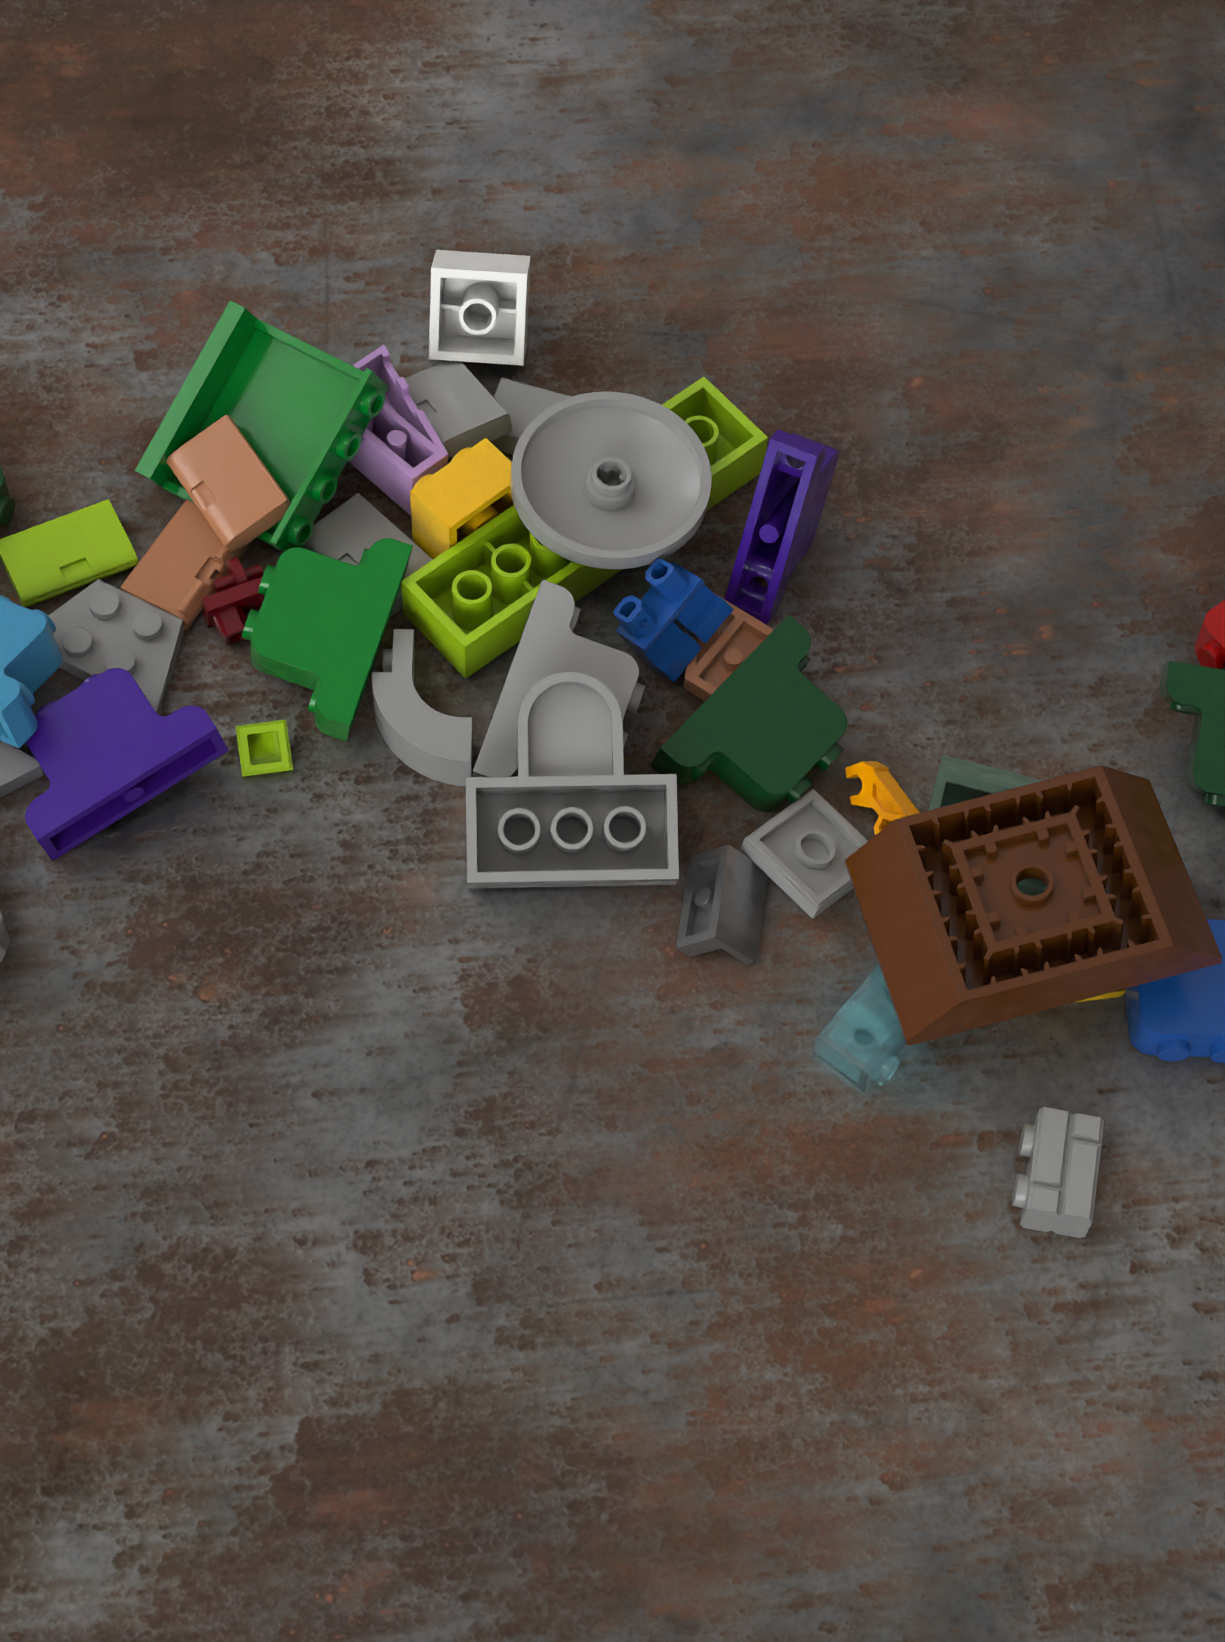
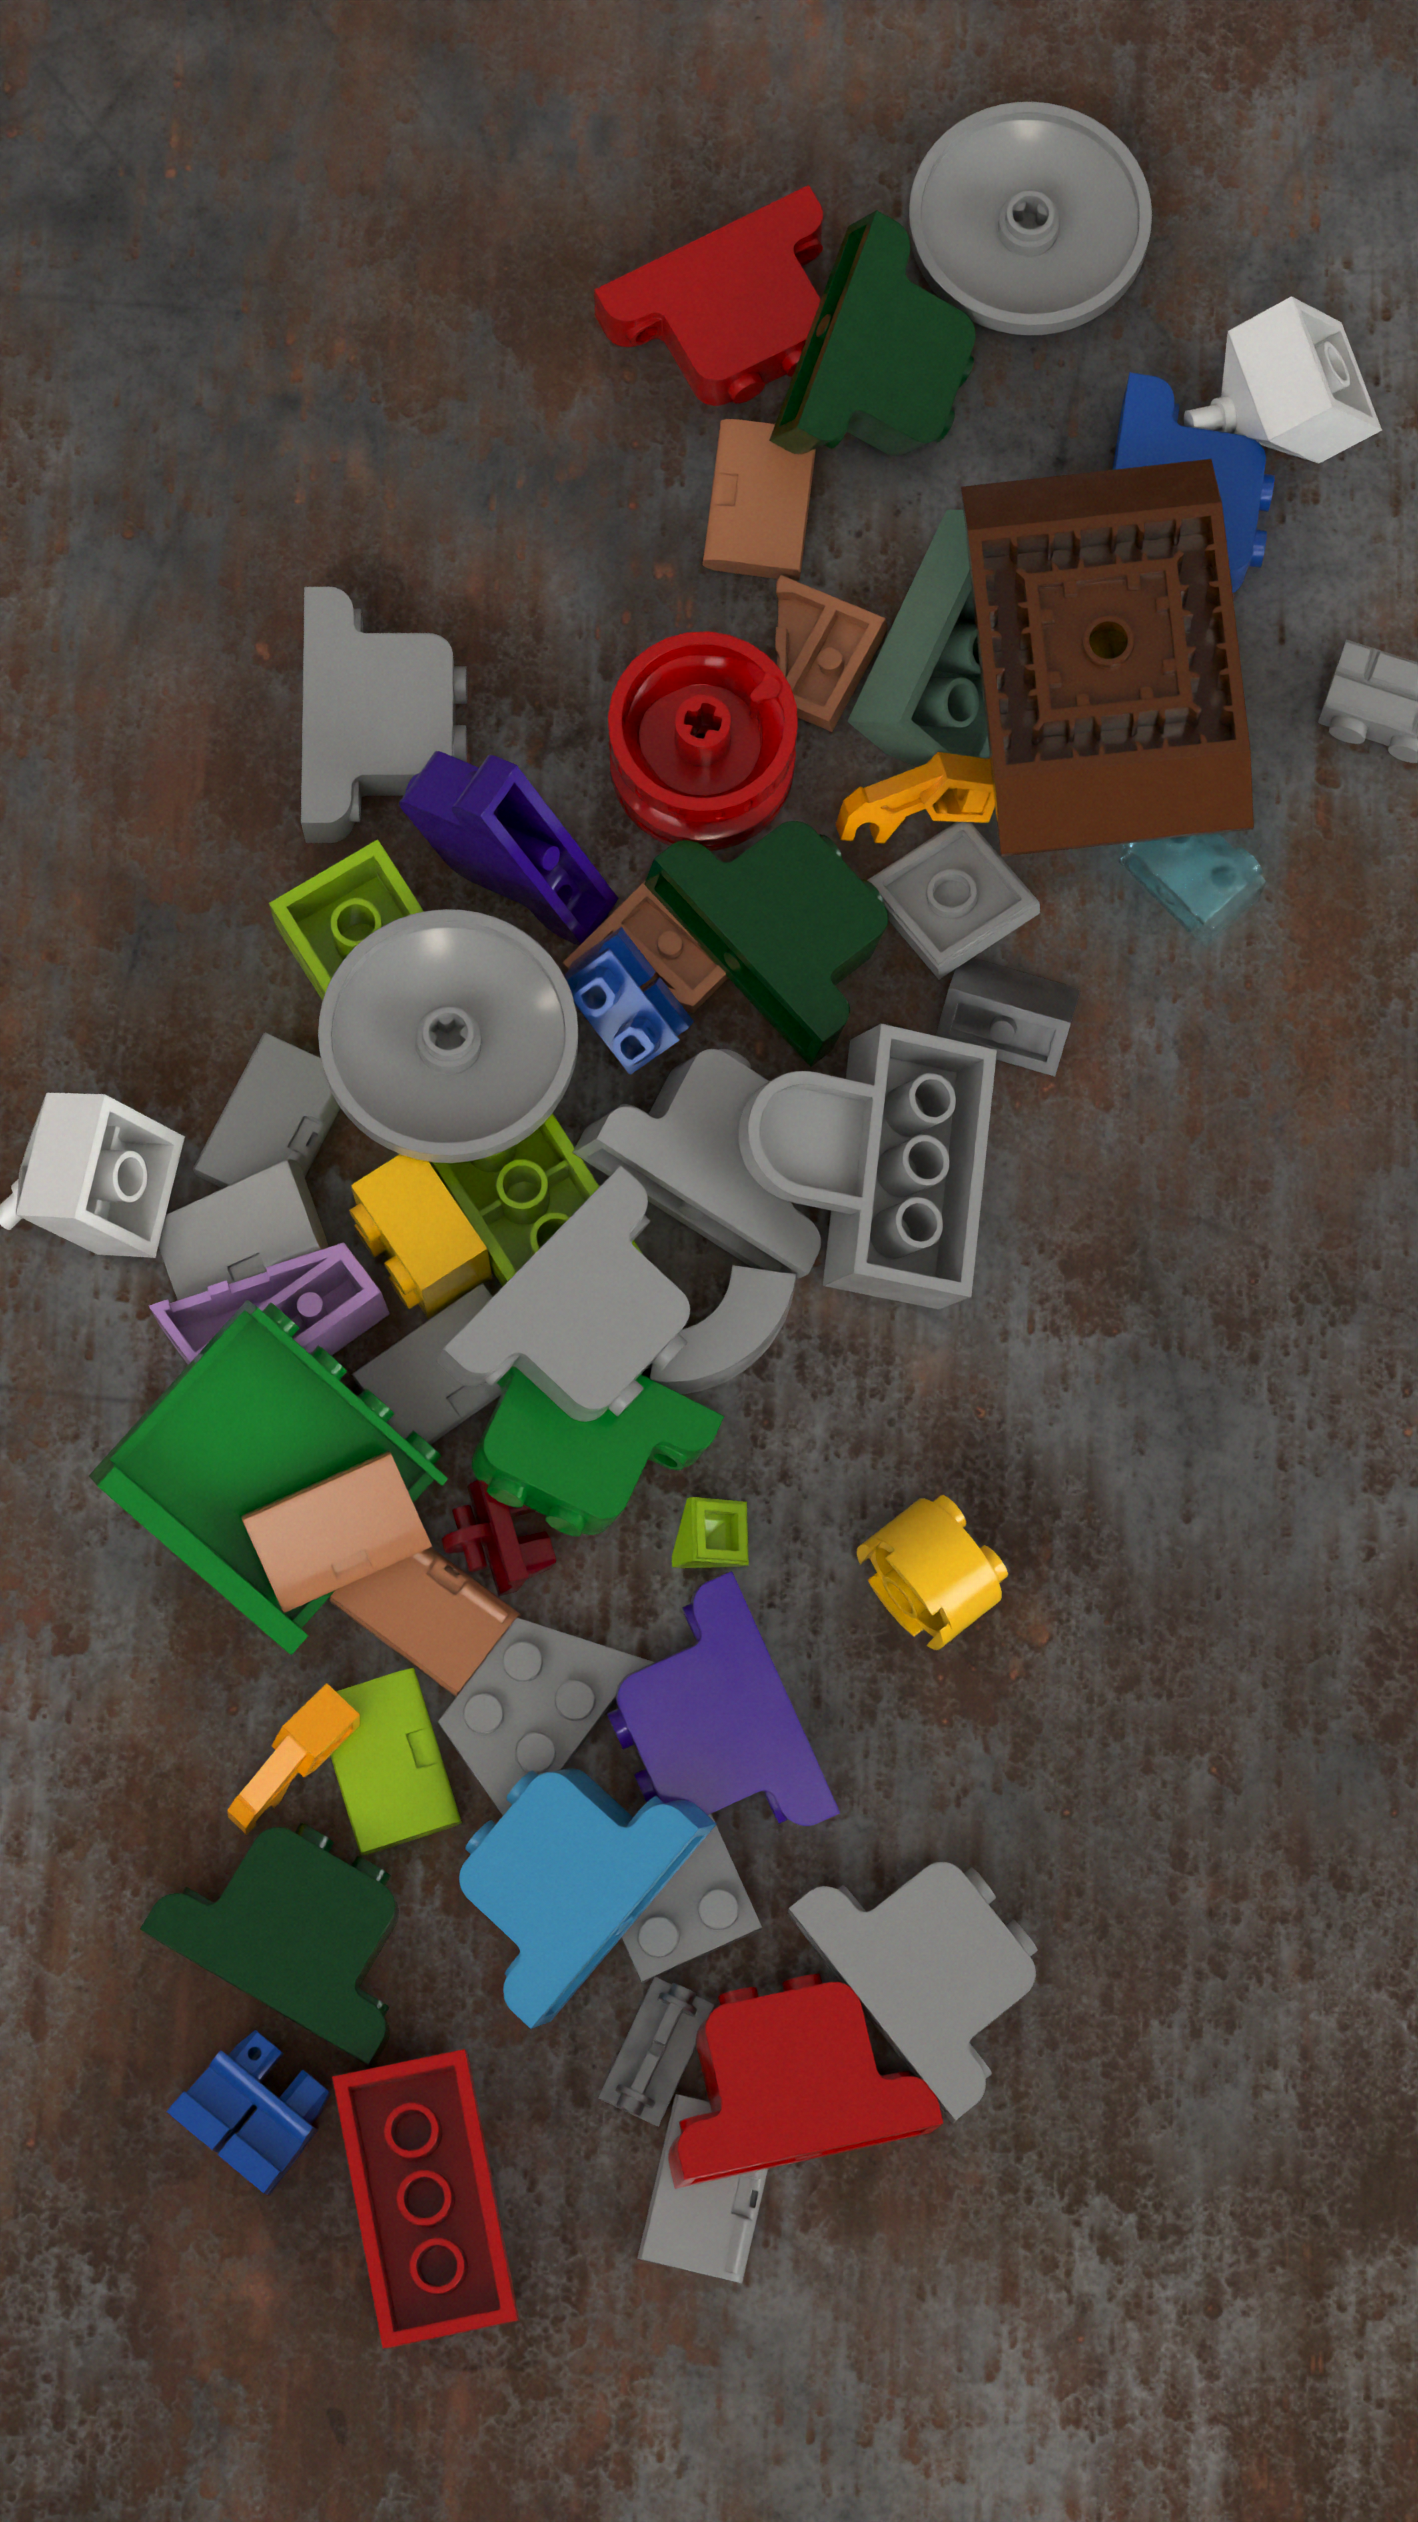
camera: 80 degrees left, 15 degrees up
(67, 485) = (299, 1748): none -> light orange piece
(239, 885) = (933, 1570): none -> yellow brick
(409, 594) = (580, 1312): none -> light grey brick
(883, 439) = (369, 711): none -> light grey brick
(899, 648) = (702, 740): none -> red piece
(999, 735) = (823, 649): none -> nougat wing
(1114, 684) = (757, 503): none -> nougat piece

